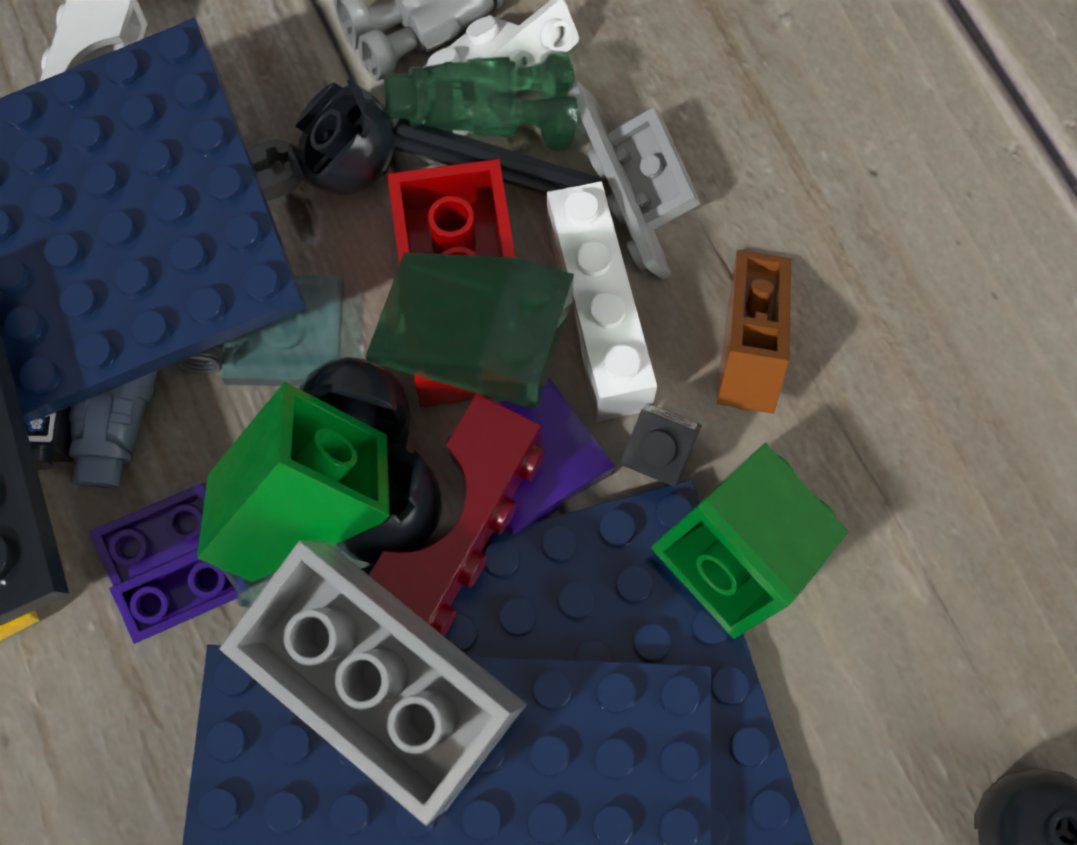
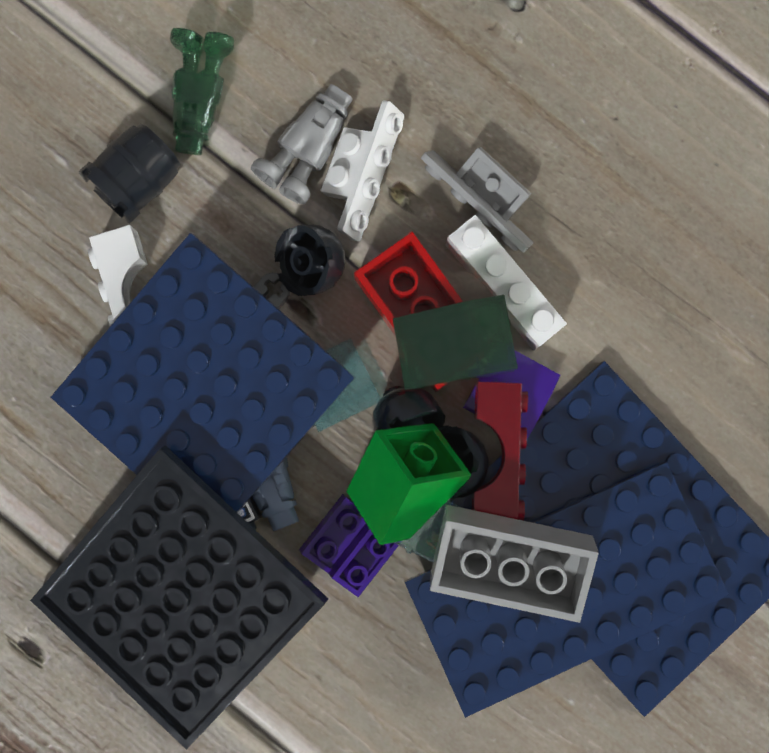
camera: 30 degrees left, 15 degrees up
(481, 97) = (378, 194): clear green piece -> none
(516, 168) = (400, 227): black axle -> none
(660, 444) = (581, 352): black brick -> none
(751, 542) = (658, 384): green slope -> none
(756, 333) = (599, 256): dark orange slope -> none

